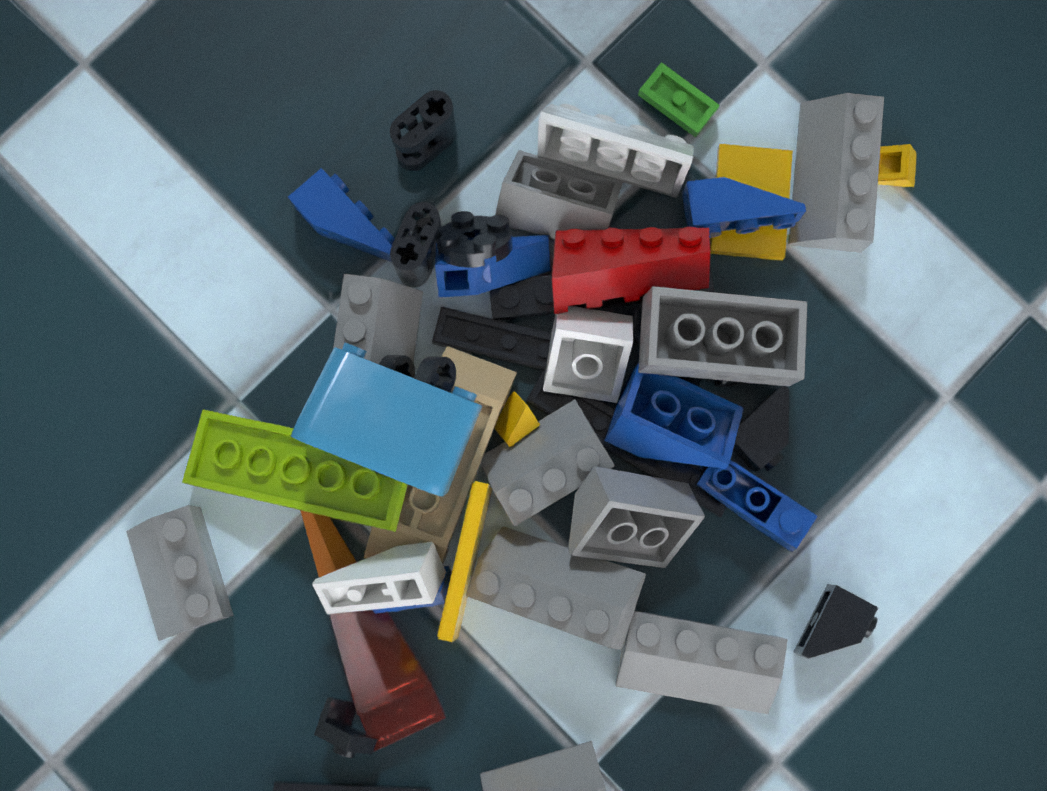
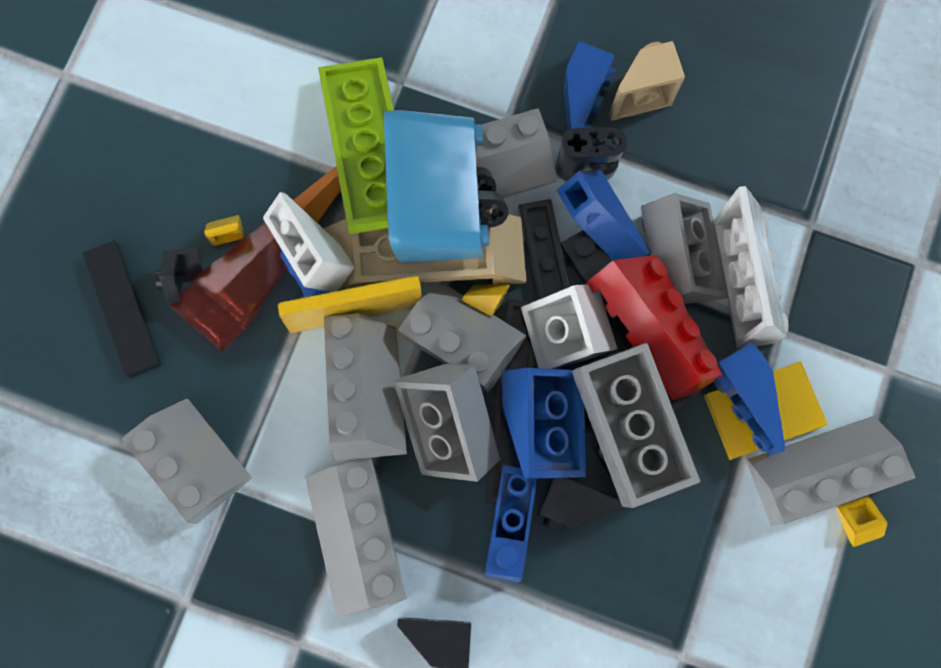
camera: 60 degrees right, 5 degrees down
(179, 571) = (250, 99): light grey slope -> none
(315, 659) = (224, 230): none -> yellow slope
(366, 146) = (650, 81): none -> tan slope
(435, 128) = (697, 124): black connector -> none
(474, 238) = (617, 193): black plate -> none
(678, 100) = (820, 311): bright green plate -> none

